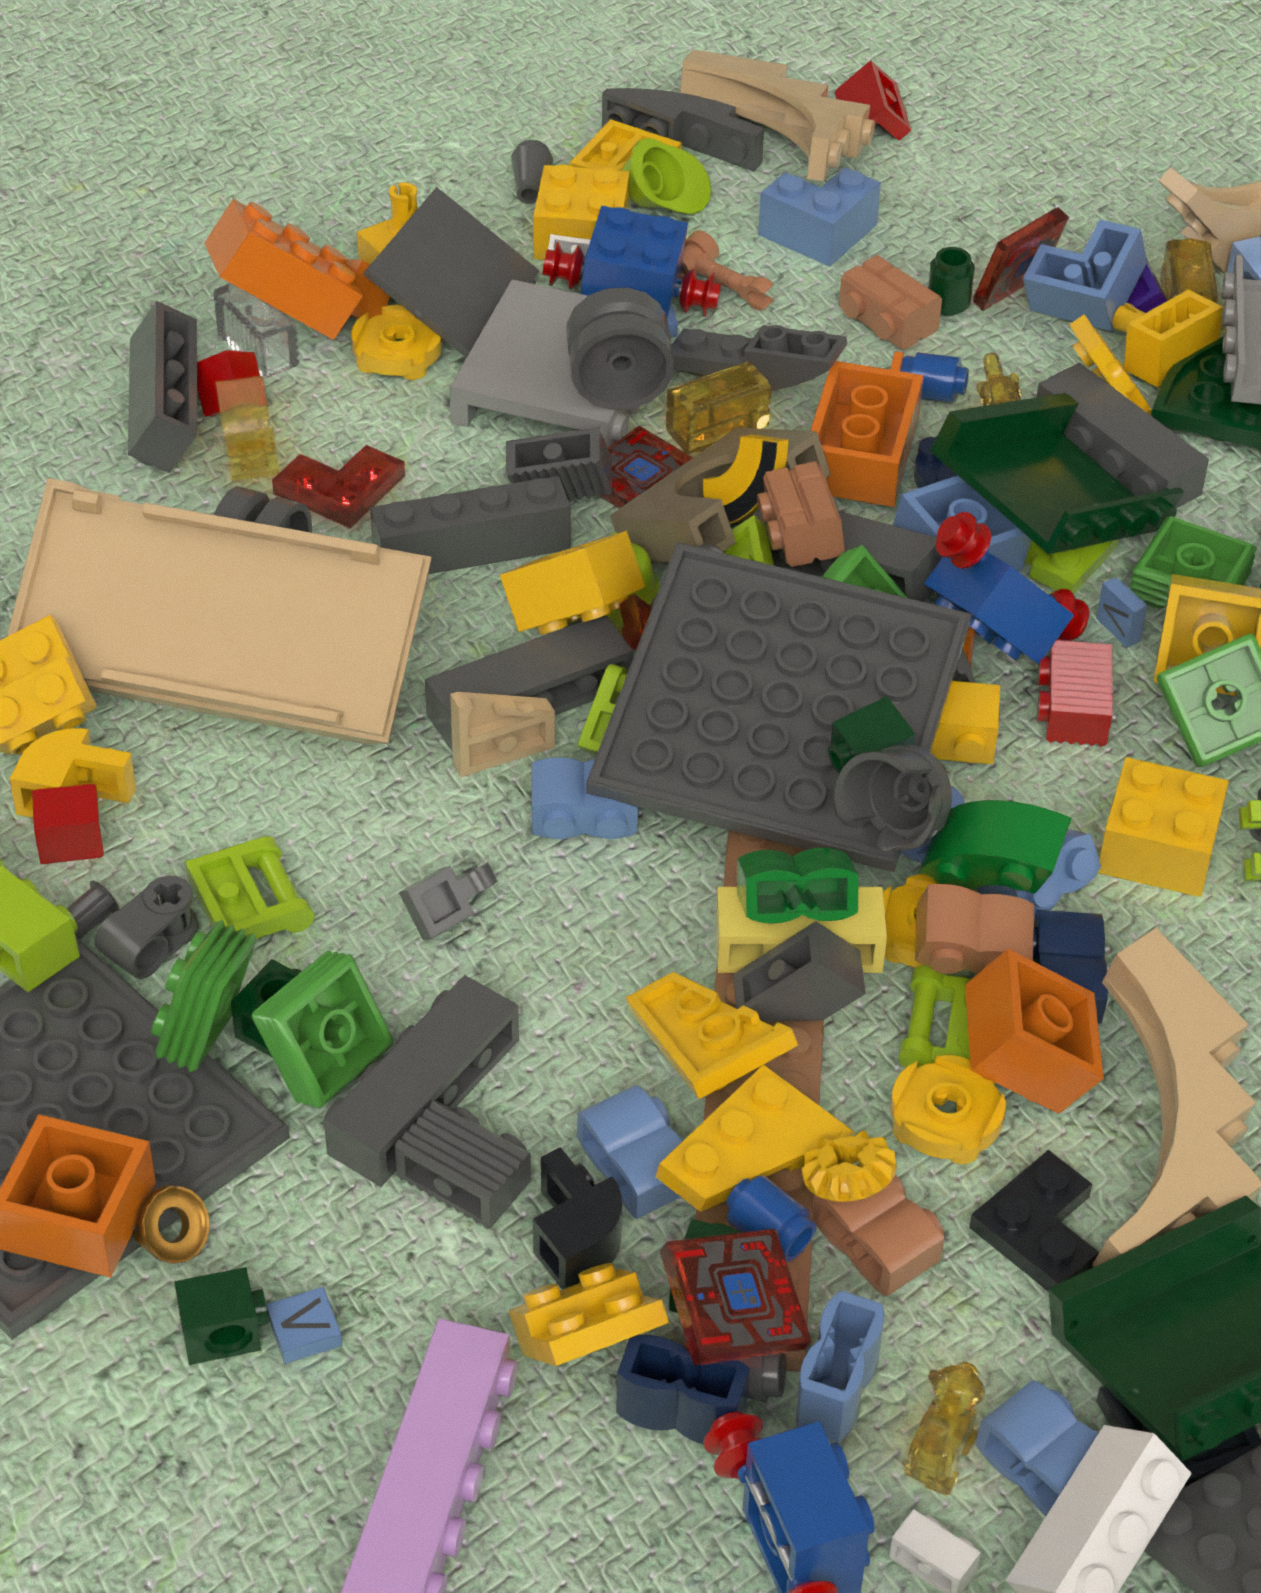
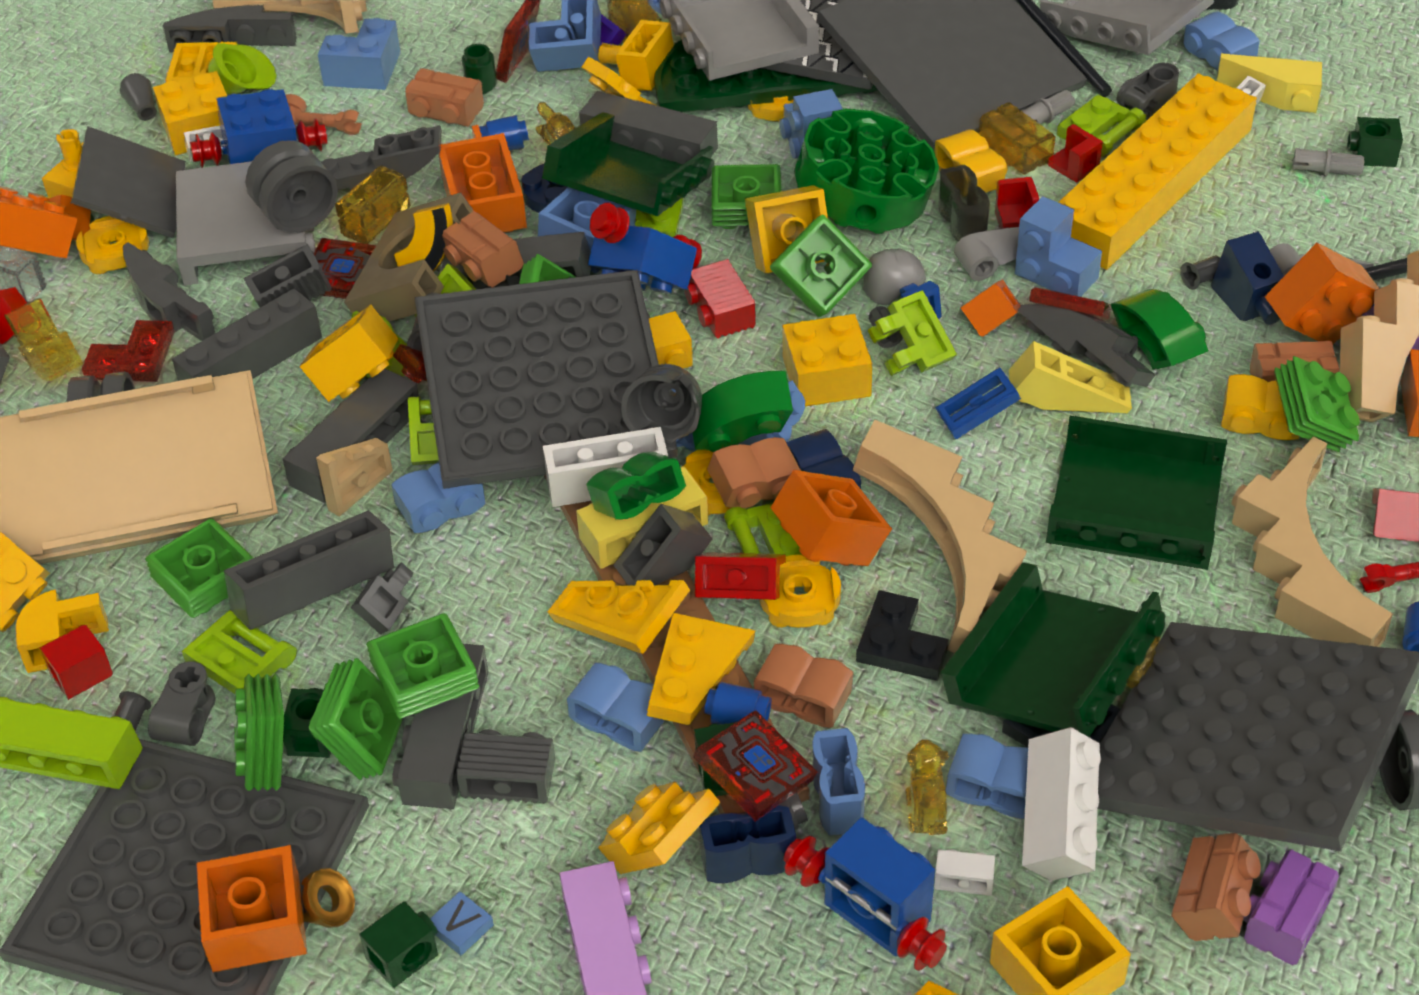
camera: 25 degrees left, 0 degrees up
(265, 773) = (194, 566): none -> bright green brick
(376, 826) = (309, 569): none -> dark grey brick
(414, 424) = (161, 297): none -> dark grey slope
(424, 997) = (422, 665): none -> bright green brick
(583, 1223) = (611, 769): black brick -> none
(753, 824) = (576, 462): none -> white brick
(849, 1181) = (775, 661): yellow gear -> none
(868, 730) = (619, 371): dark green brick -> none
(875, 1052) = (738, 575): none -> red panel
(1121, 612) = (717, 238): medium blue tile -> none

